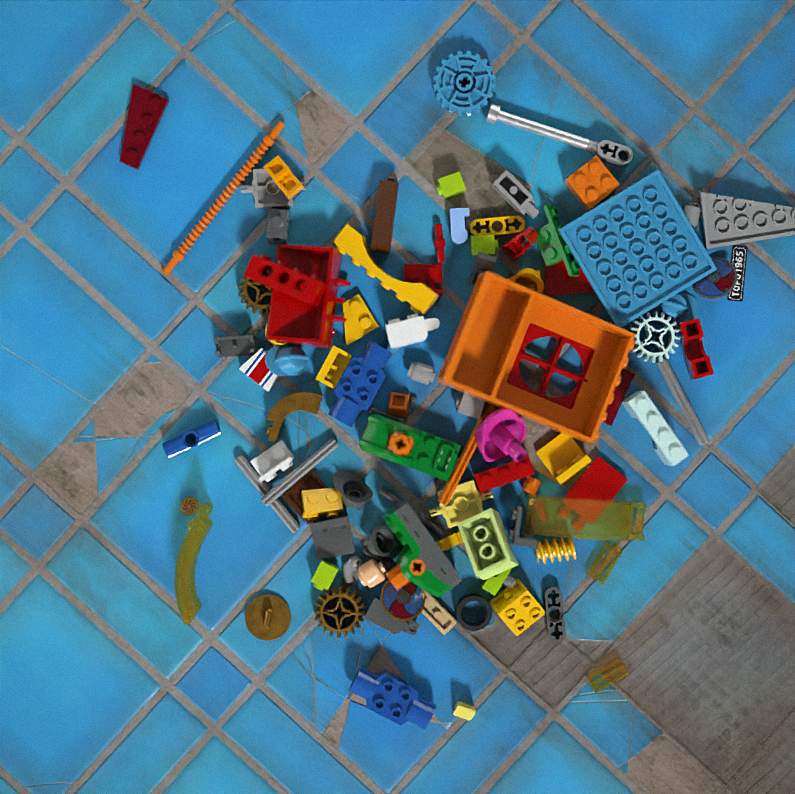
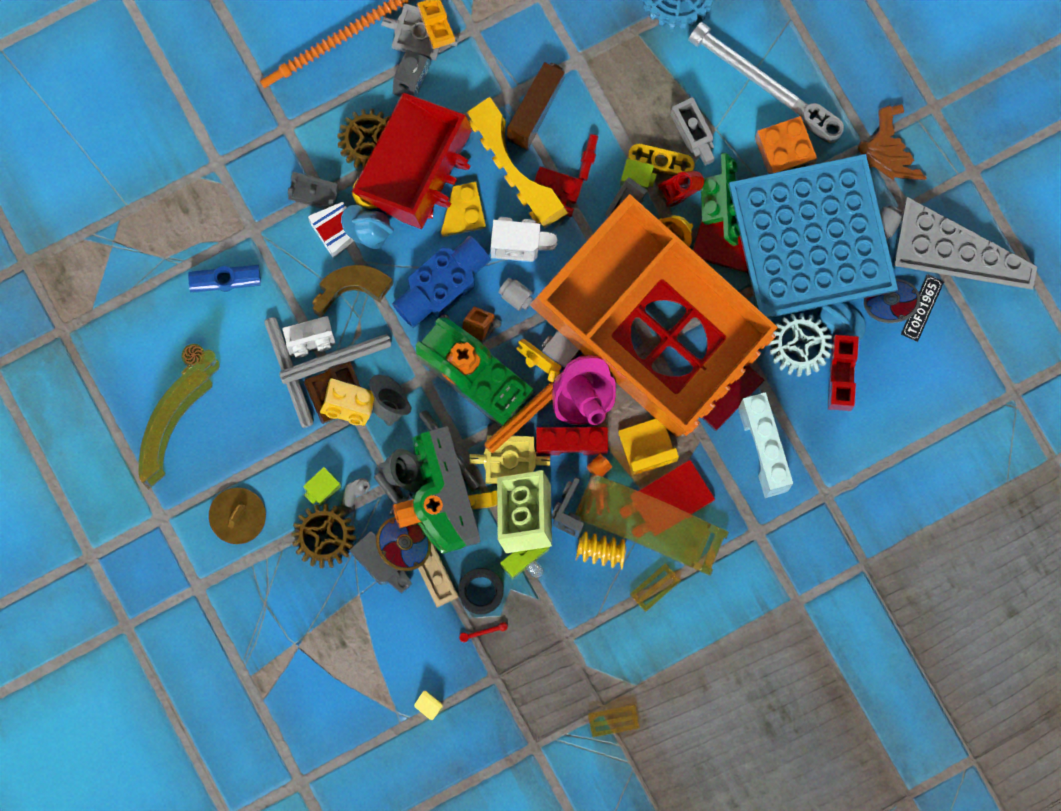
camera: 15 degrees right, 10 degrees down
(257, 272) = (420, 155): red brick -> none
(332, 537) = (346, 446): dark grey bracket -> none
(333, 367) = (416, 252): yellow hinge -> none
(371, 573) = (377, 503): light nougat head -> none
(392, 697) = (349, 657): blue brick -> none
(450, 185) = (623, 97): lime brick -> none
(455, 417) = (536, 357): none -> yellow piece
(457, 225) = (614, 148): light blue leg -> none
(472, 650) = (464, 637): none -> red hinge
(517, 608) = (535, 605): yellow bracket -> none
(550, 628) = (574, 608): dark grey beam -> none
(671, 158) = (886, 152): none -> dark orange animal
(683, 402) = (809, 432): light grey axle -> none

